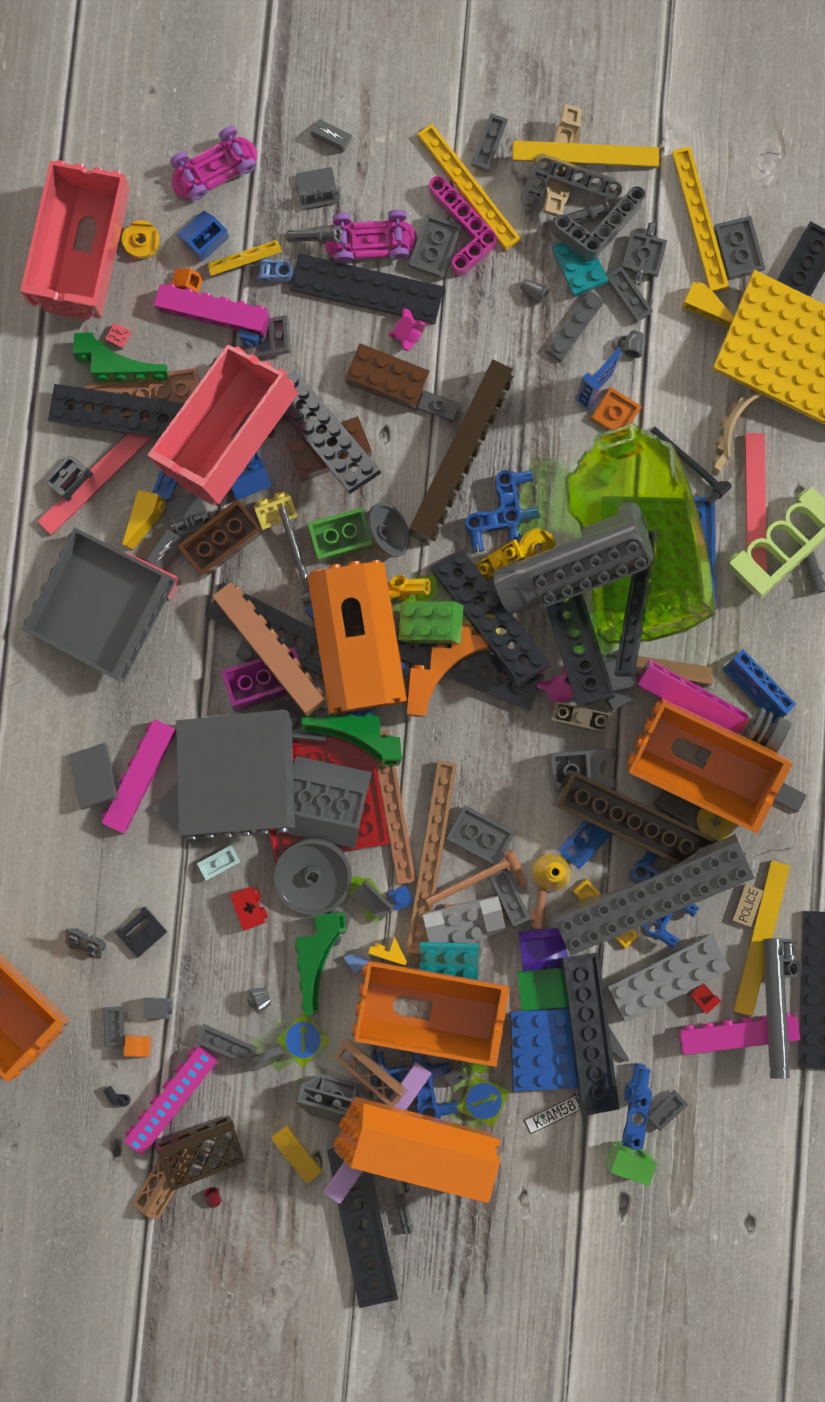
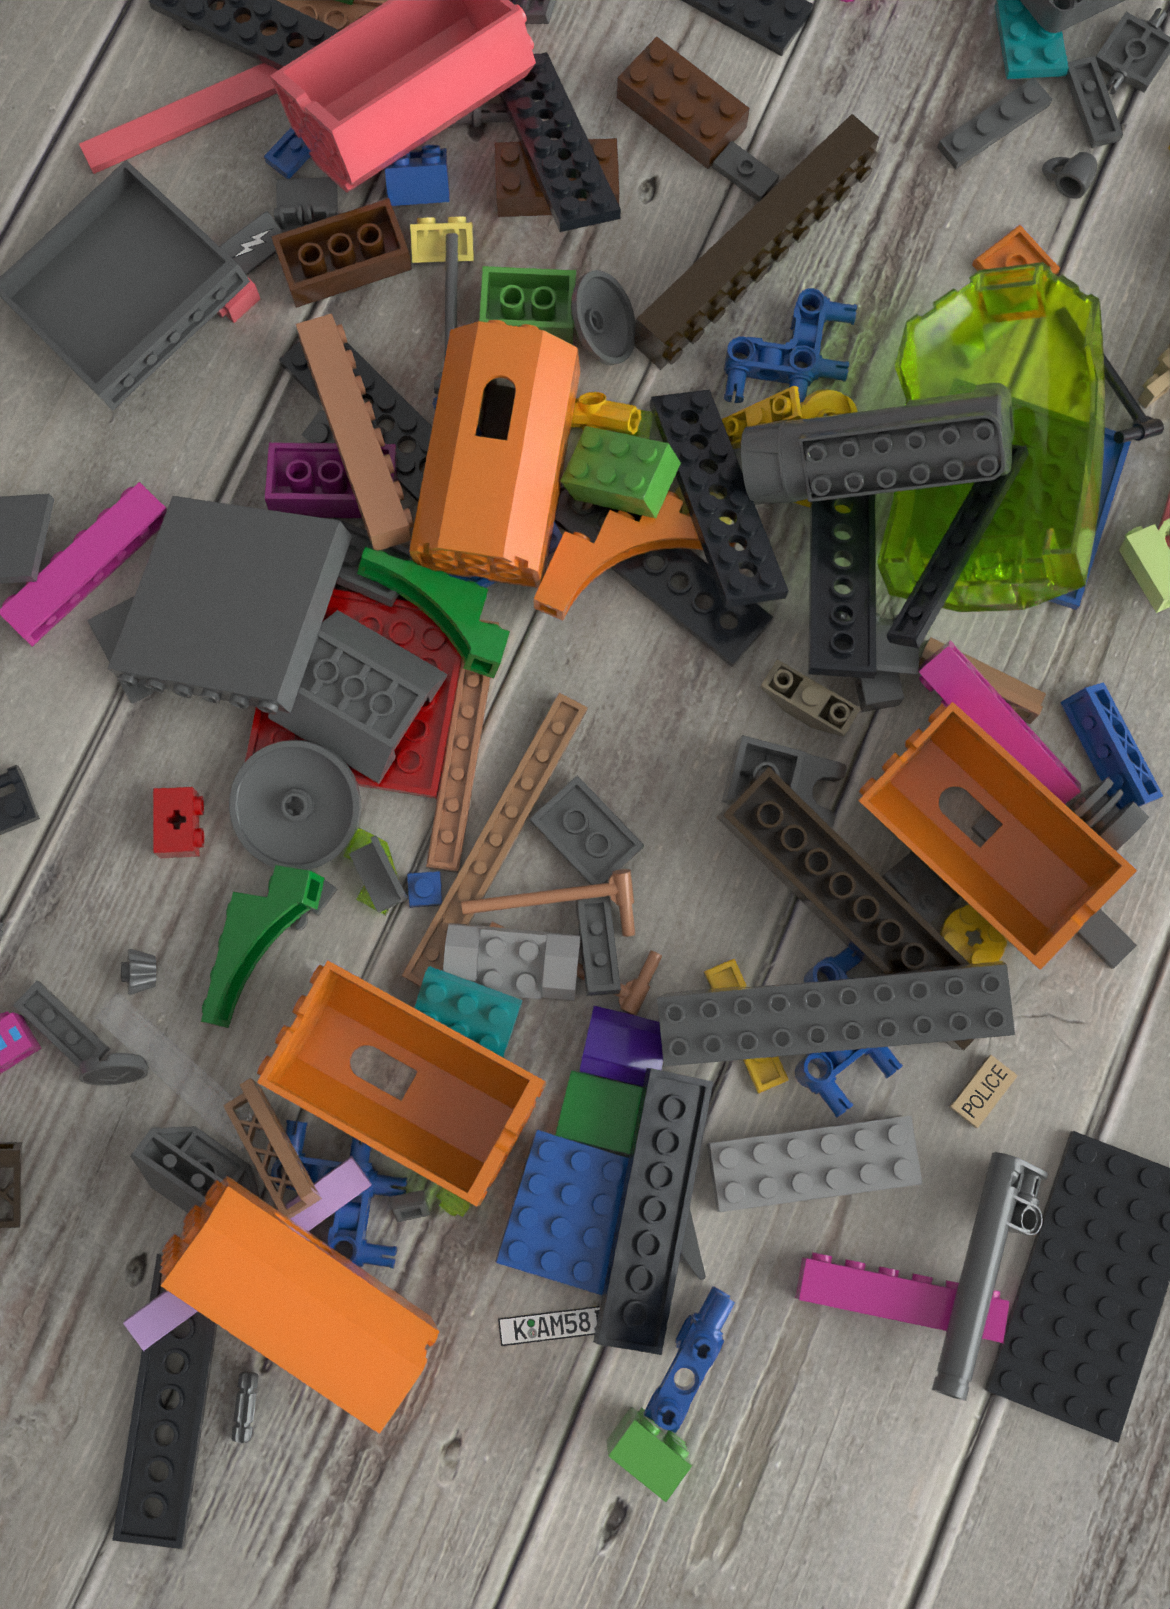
camera: 20 degrees right, 5 degrees down
(65, 474) = (148, 95): black plate -> none
(144, 515) = (237, 187): yellow slope -> none
(218, 862) = (157, 737): light aqua plate -> none
(296, 1153) = (106, 1242): yellow slope -> none
(302, 1040) = (184, 1060): piece -> none
(356, 962) = (310, 961): medium blue tile -> none
(395, 953) = (381, 973): yellow slope -> none
(407, 330) = (737, 45): dark pink piece -> none
(483, 1100) = (442, 1262): piece -> none
(535, 290) = (950, 51): dark grey cone -> none
(543, 872) = (676, 942): yellow cone -> none
(557, 688) = (788, 642): dark pink piece -> none
(583, 846) = (750, 905): blue fence -> none
(590, 386) = (1006, 193): blue fence -> none
(667, 1110) = (740, 1385): dark grey plate -> none
(704, 998) = (863, 1219): red panel -> none
(763, 929) = (999, 1136): yellow tile -> none

